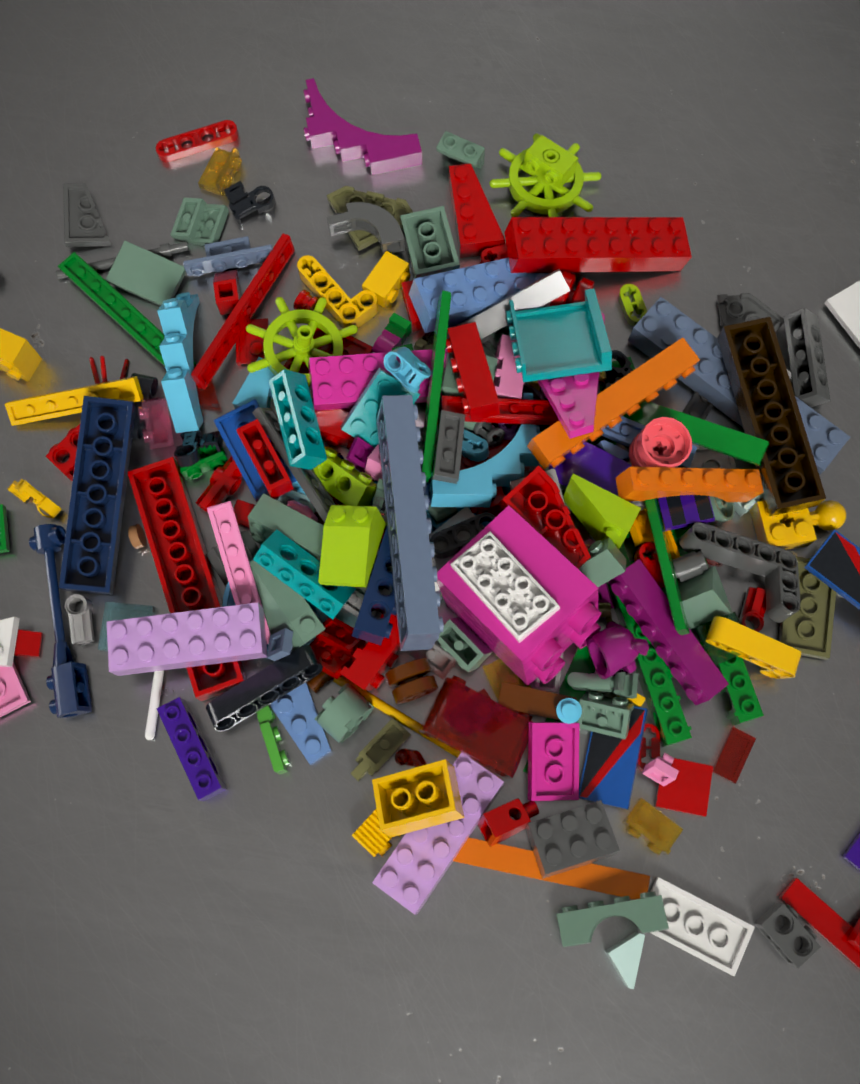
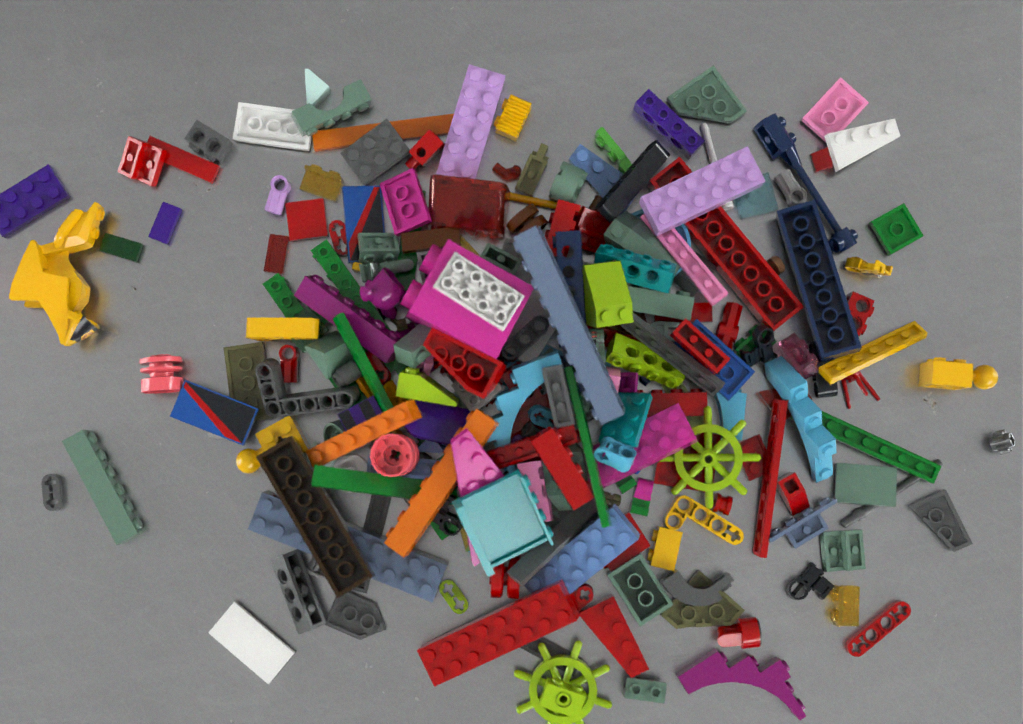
camera: 160 degrees right, 10 degrees up
(130, 767) = (707, 99): none -> sand green plate
(280, 644) = (632, 212): sand blue plate -> none
(297, 420) = (686, 386): teal brick -> none
(303, 509) = (663, 325): bright pink arm -> none
(332, 170) = (744, 633): none -> red piece
(417, 798) = (492, 136): yellow brick -> none
(569, 710) = (405, 238): medium azure plate -> none
(661, 770) = (326, 222): bright pink tile -> none
(715, 827) = (276, 197): none -> lavender piece

